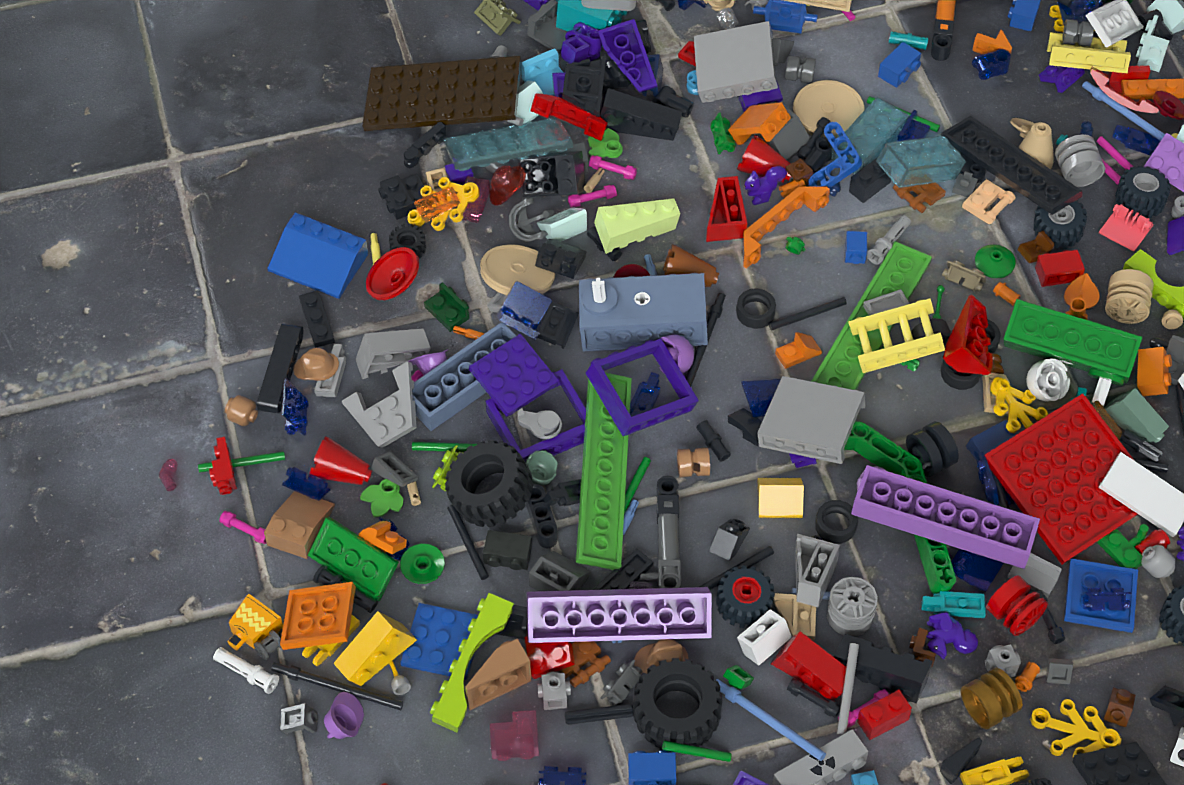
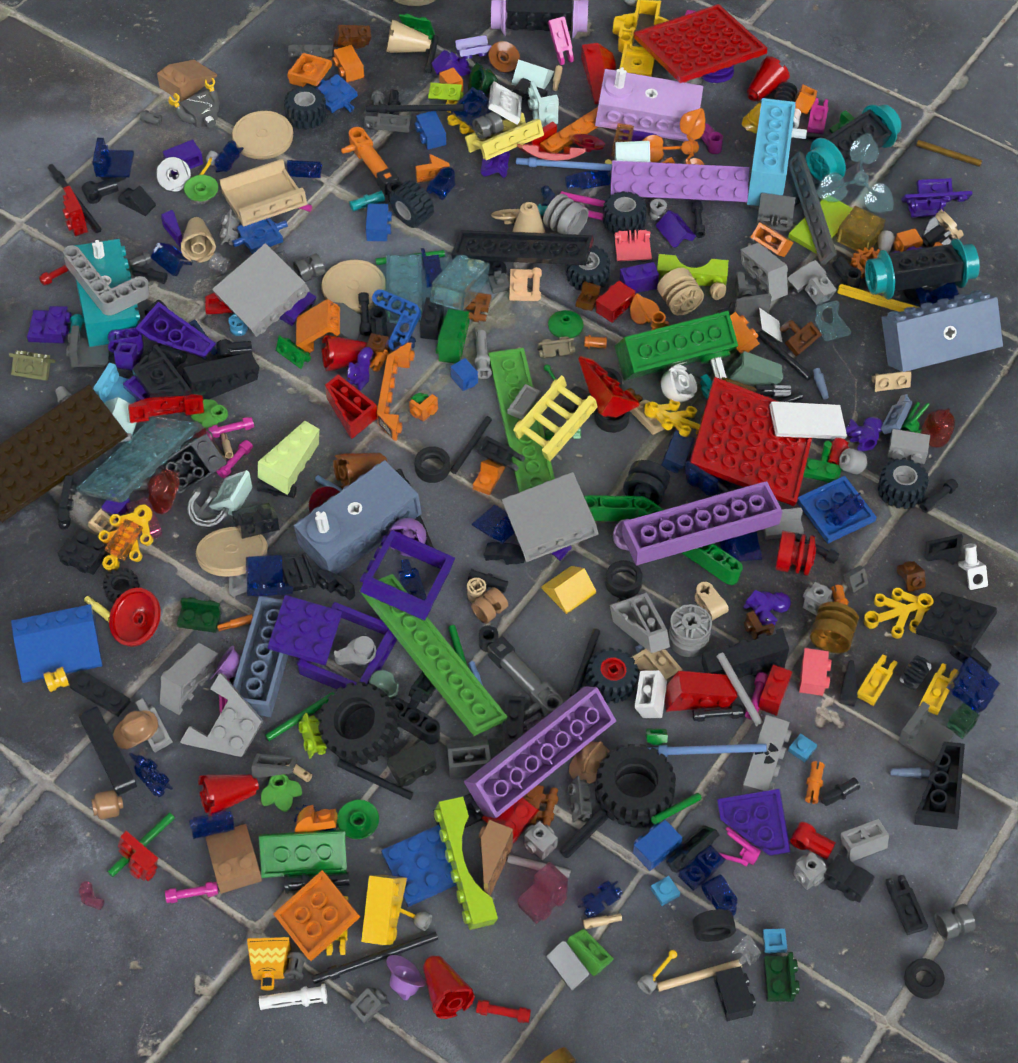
camera: 40 degrees left, 0 degrees up
(291, 284) = (56, 679): none -> yellow wheel
(365, 753) = (446, 988): none -> red cone
(541, 718) = (534, 864): none -> light grey bar
(579, 354) = (332, 582): none -> black slope
(694, 439) = (475, 589): none -> tan wheel
(729, 538) = (563, 642): slope -> none
(793, 255) = (425, 409): none -> orange bracket
(822, 336) = (499, 453): none -> black hinge
(875, 206) = (453, 336): none -> green wedge
(898, 596) = (710, 600): none -> tan piece
(938, 725) = (814, 672): none -> coral brick
(941, 64) = (411, 204): none -> black wheel
(955, 604) = (752, 581): teal hinge -> none
(1101, 259) = (640, 277): none -> dark purple brick

